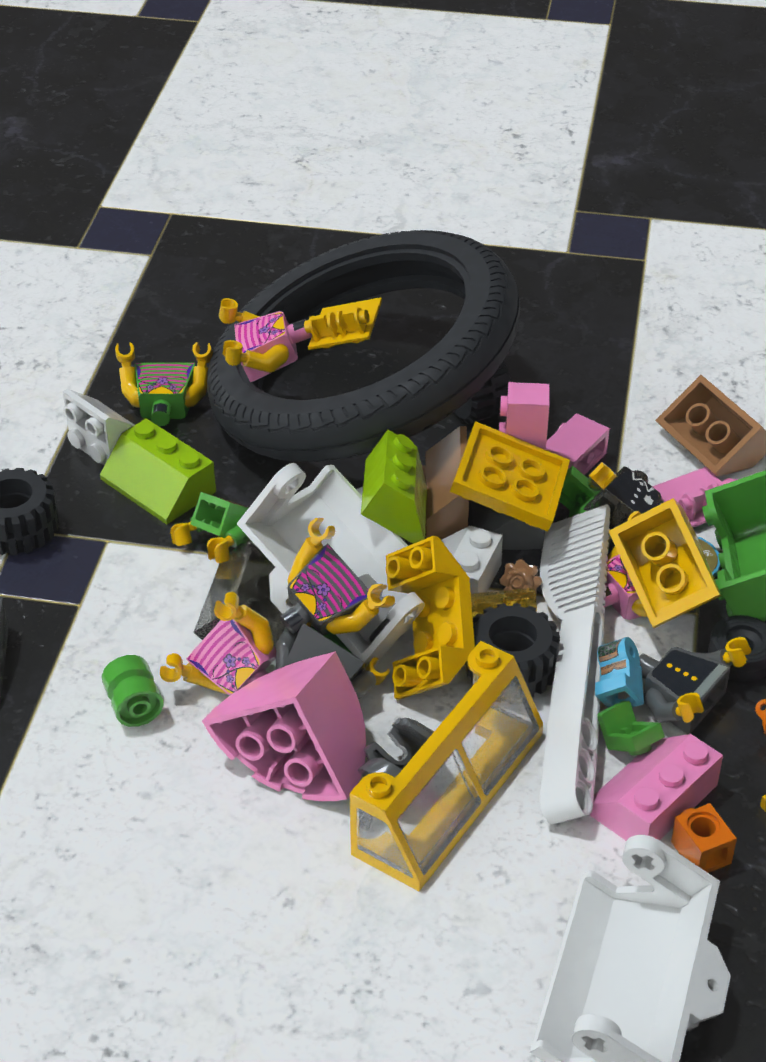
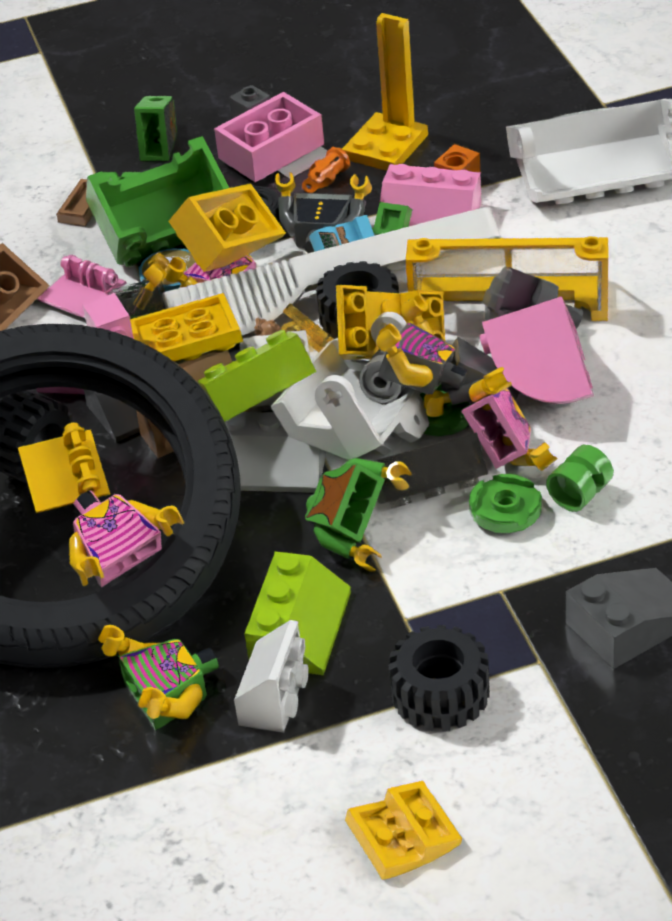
camera: 115 degrees left, 0 degrees up
(158, 635) = (505, 503): none -> bright green plate

